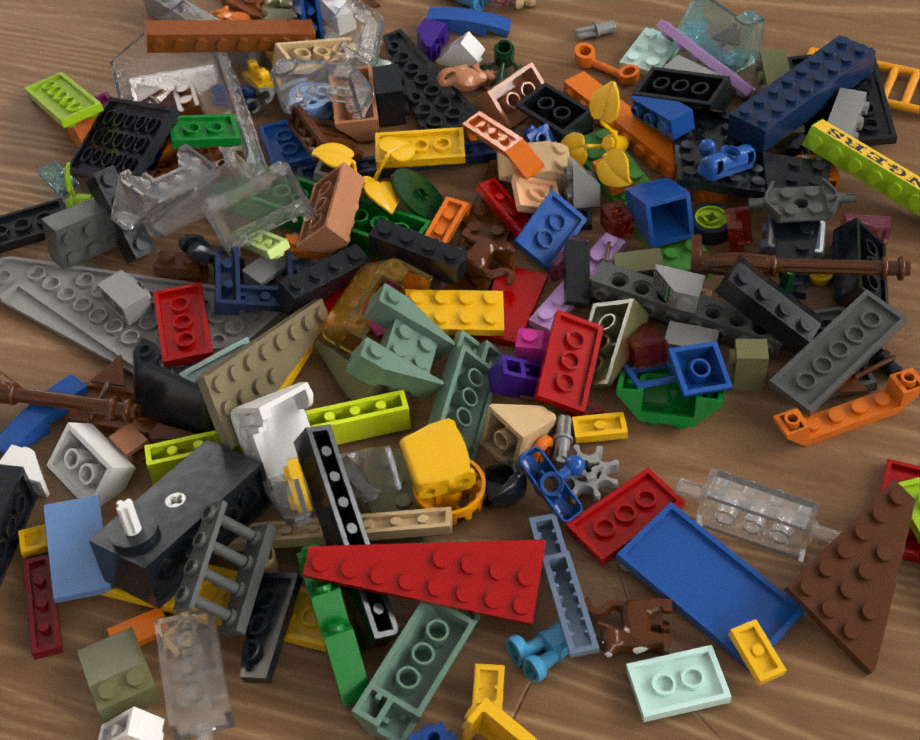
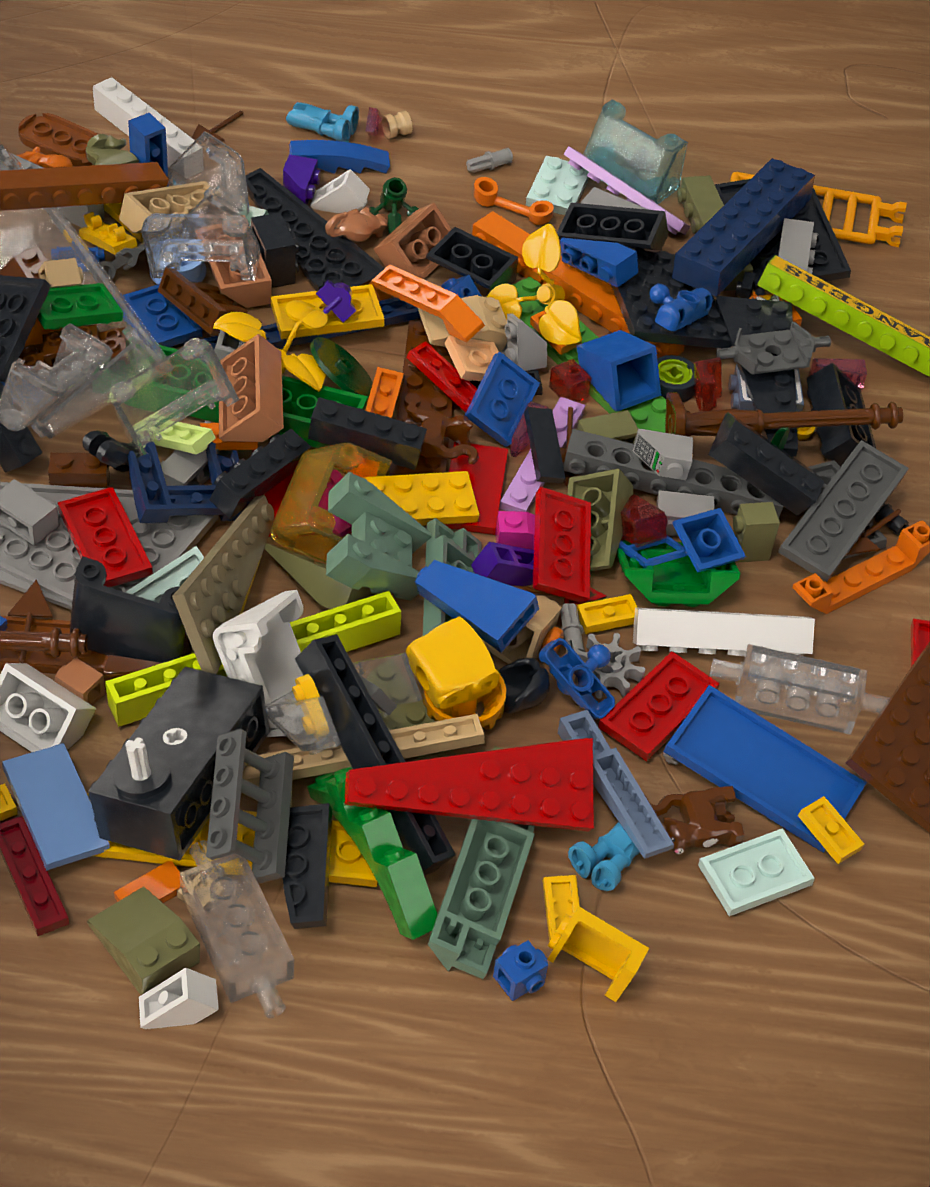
camera: 20 degrees left, 0 degrees up
(199, 103) = (61, 272): none -> tan brick
(426, 137) = (338, 299): none -> dark purple piece
(476, 410) = (487, 605): none -> blue slope
(699, 453) = (721, 631): none -> white brick

